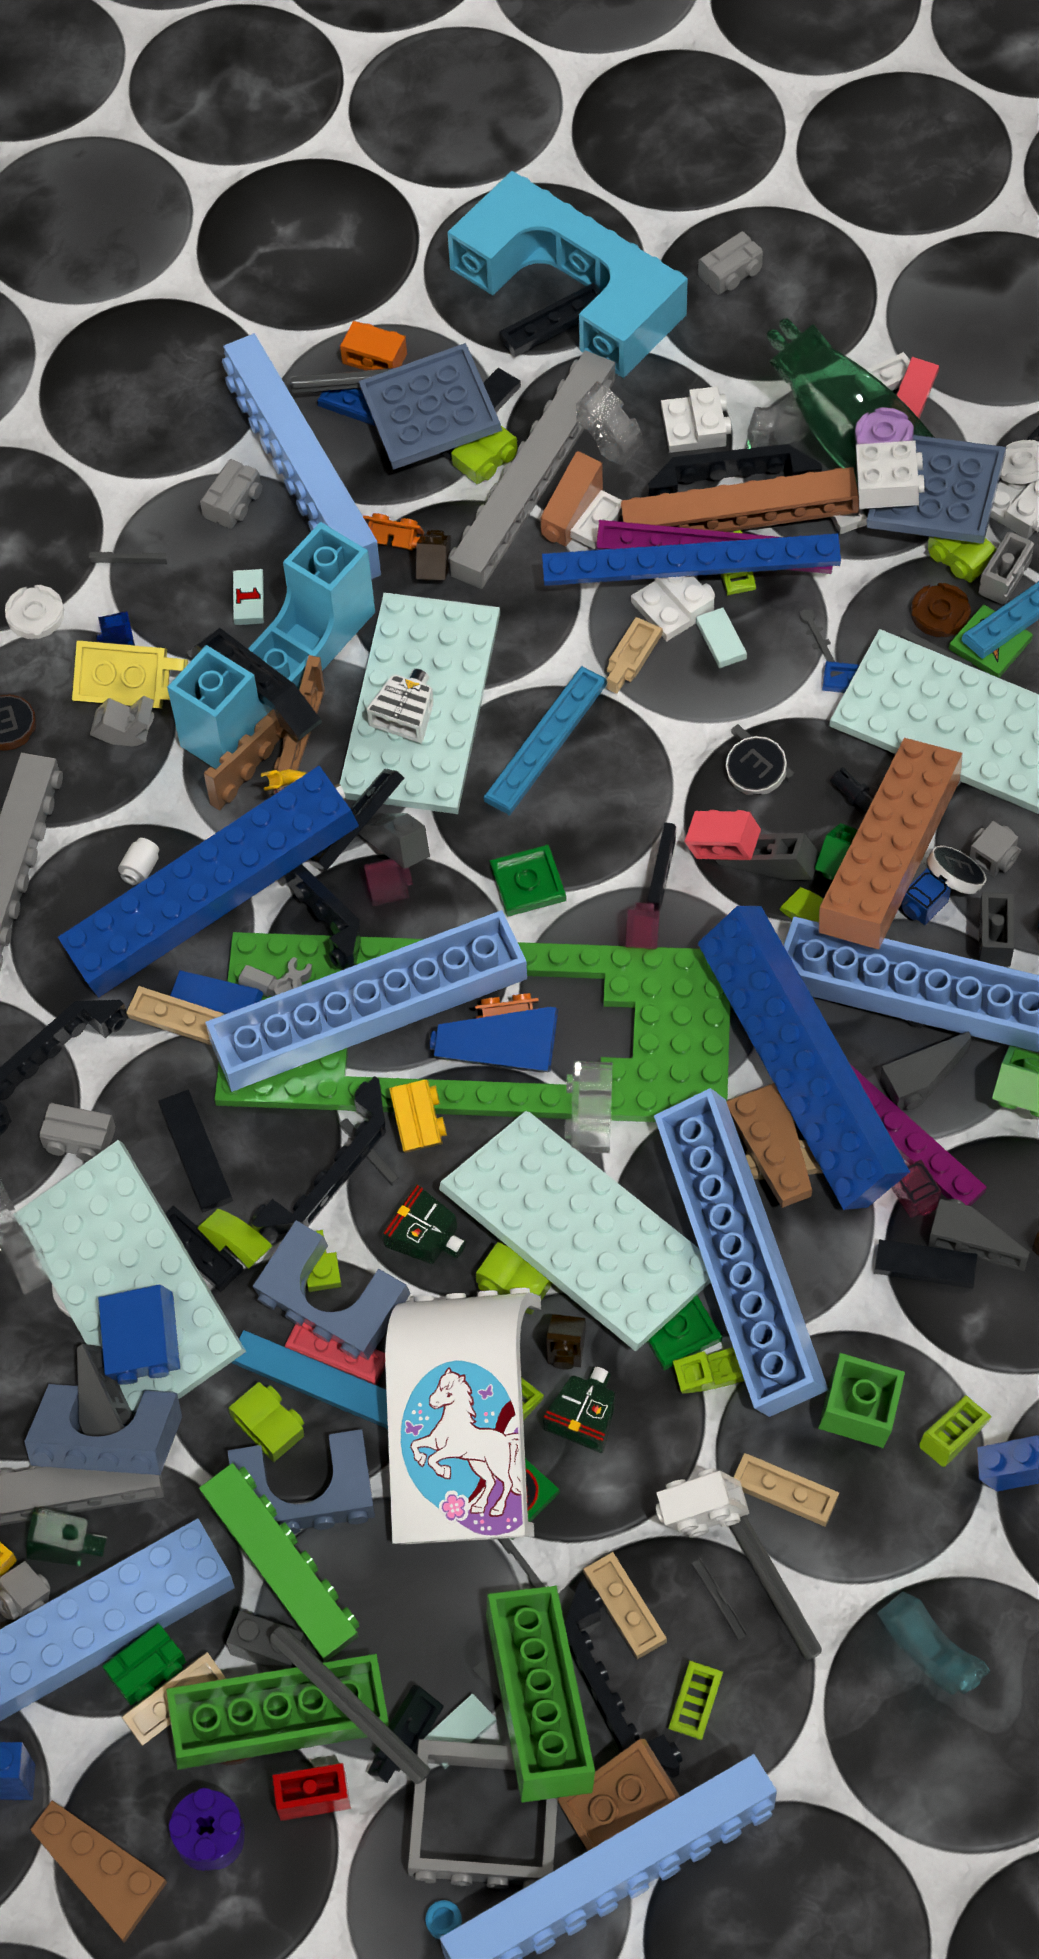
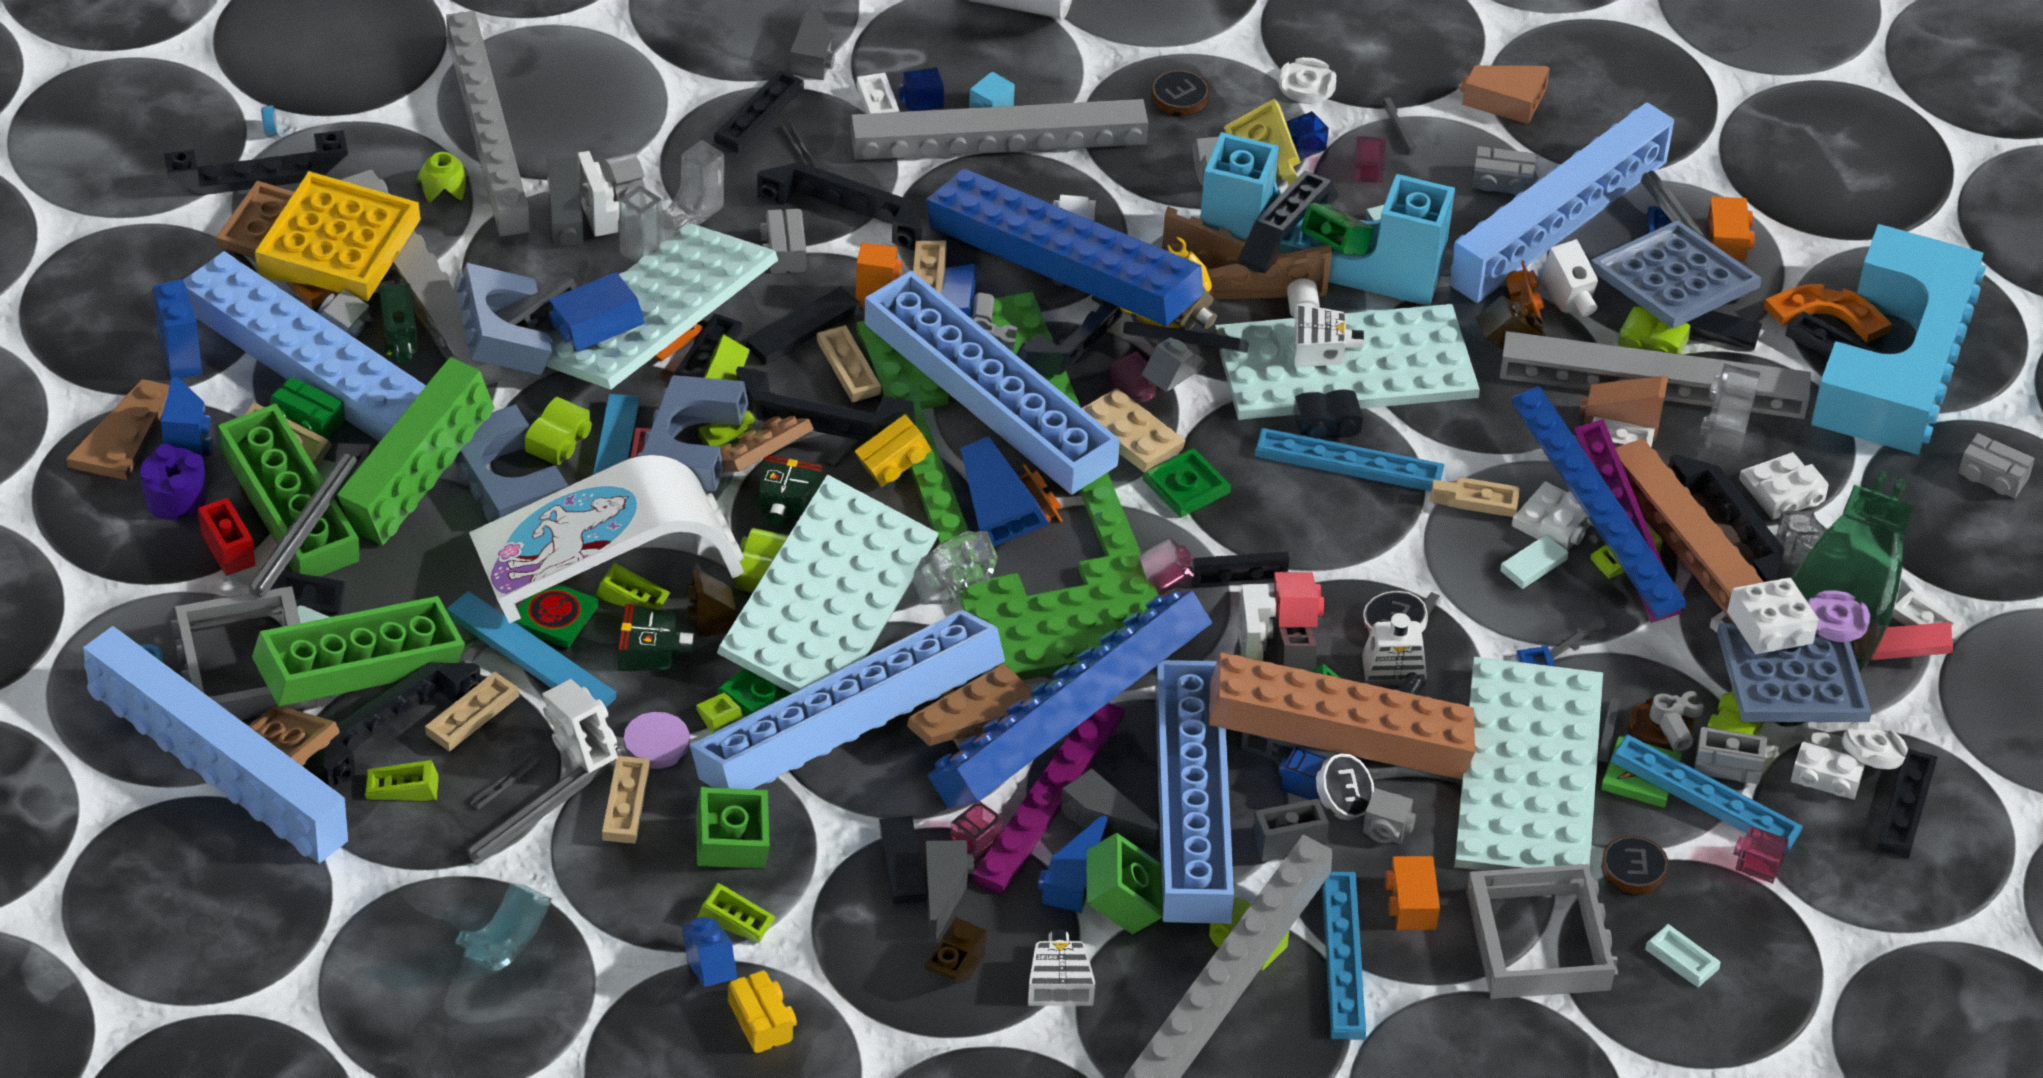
camera: 65 degrees right, 15 degrees down
(126, 455) = (1506, 90): none -> nougat slope
(137, 1796) = (185, 420): none -> blue slope
(170, 594) = (1370, 159): none -> clear pink brick
(174, 1060) = (875, 268): none -> orange brick
(269, 1123) = (849, 363): none -> tan plate
(299, 641) = (1337, 229): none -> green brick
(336, 708) = (1302, 292): none -> white brick
(362, 1234) = (758, 444): none -> medium nougat plate
(400, 488) = (1570, 278): none -> white torso
(451, 902) = (1142, 436): none -> tan plate
(490, 737) = (1328, 414): none -> black brick
(493, 305) = (1846, 305): none -> orange plate
(565, 1529) = (523, 647): none -> dark azure tile
(711, 1440) = (658, 738): none -> lavender tile
(748, 882) = (1255, 620): none -> white plate
(811, 771) = (1394, 650): none -> white torso
(941, 598) = (1668, 712): none -> light grey bar
(987, 1122) = (1066, 878): none -> blue slope

